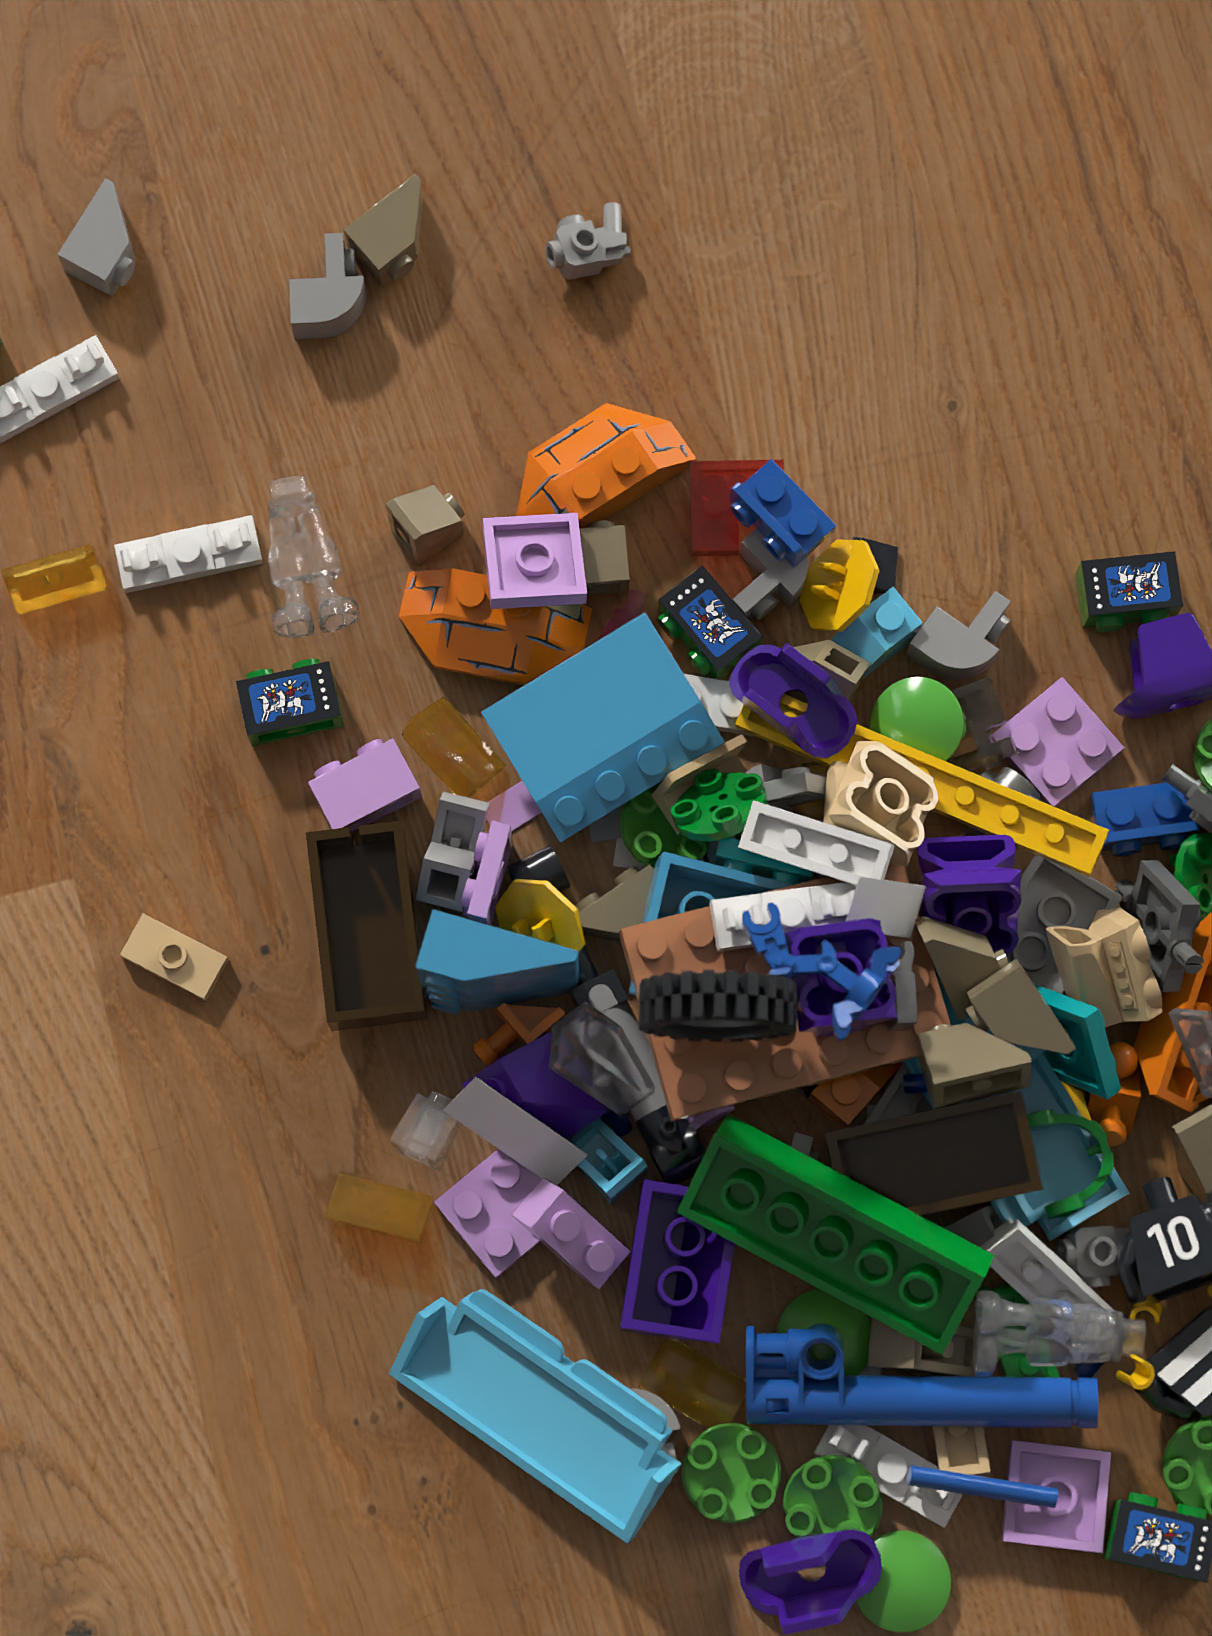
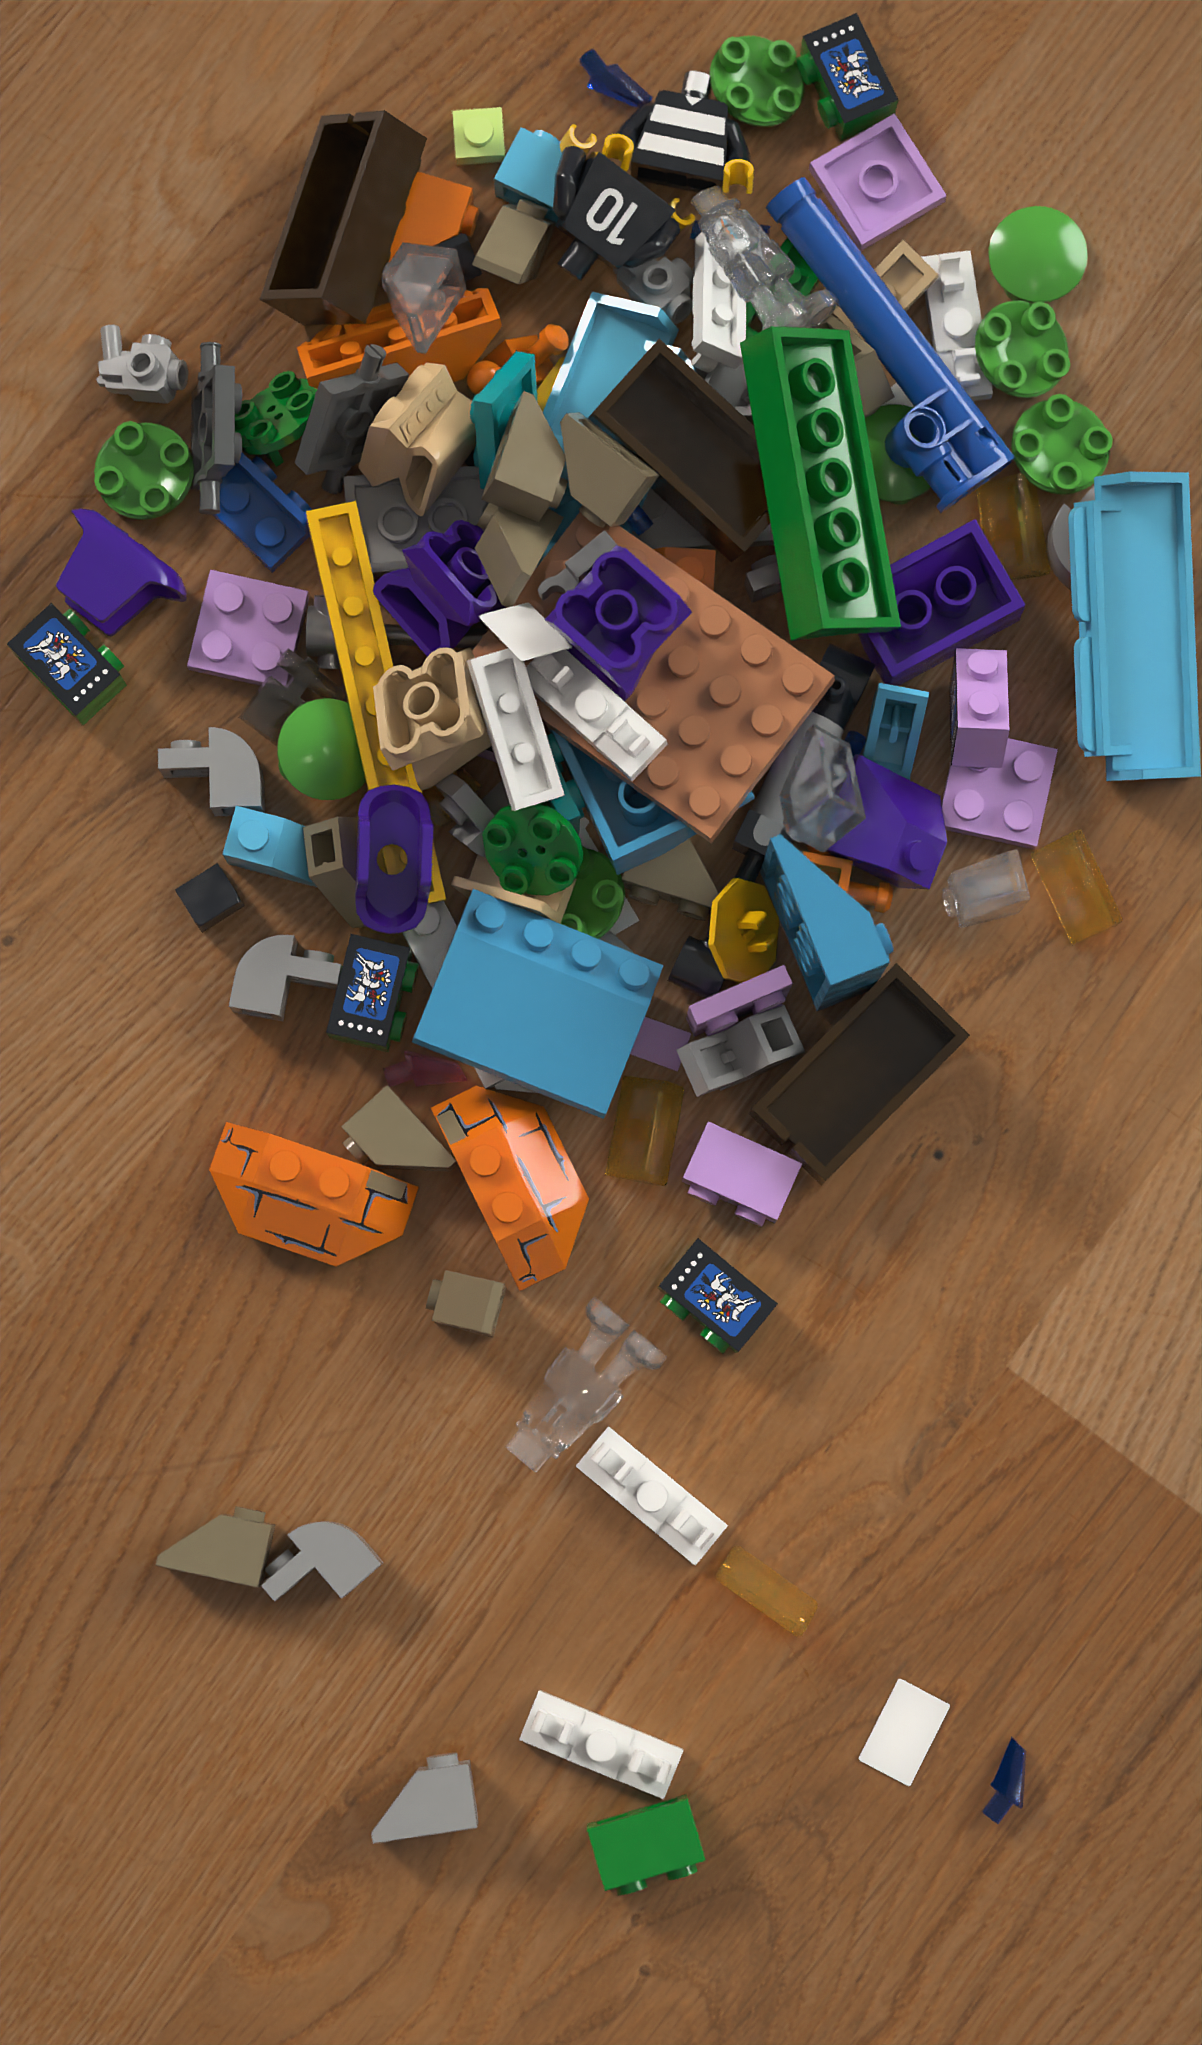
camera: 130 degrees left, 5 degrees up
(174, 957) = (1006, 1223): tan plate -> none
(514, 1131) = (934, 814): white sticker -> none
(534, 561) = (439, 1170): lavender plate -> none
(582, 249) = (107, 1364): light grey piece -> none
(712, 522) = (240, 1074): clear red plate -> none
(717, 1006) = (728, 685): black tyre -> none
(771, 945) = (625, 576): blue piece -> none
(777, 1588) = (1098, 315): dark purple piece -> none
(781, 513) = (230, 996): blue bracket -> none
(839, 585) = (252, 904): yellow piece -> none
(982, 1486) = (920, 236): blue bar -> none
(1075, 1202) = (637, 323): green piece -> none

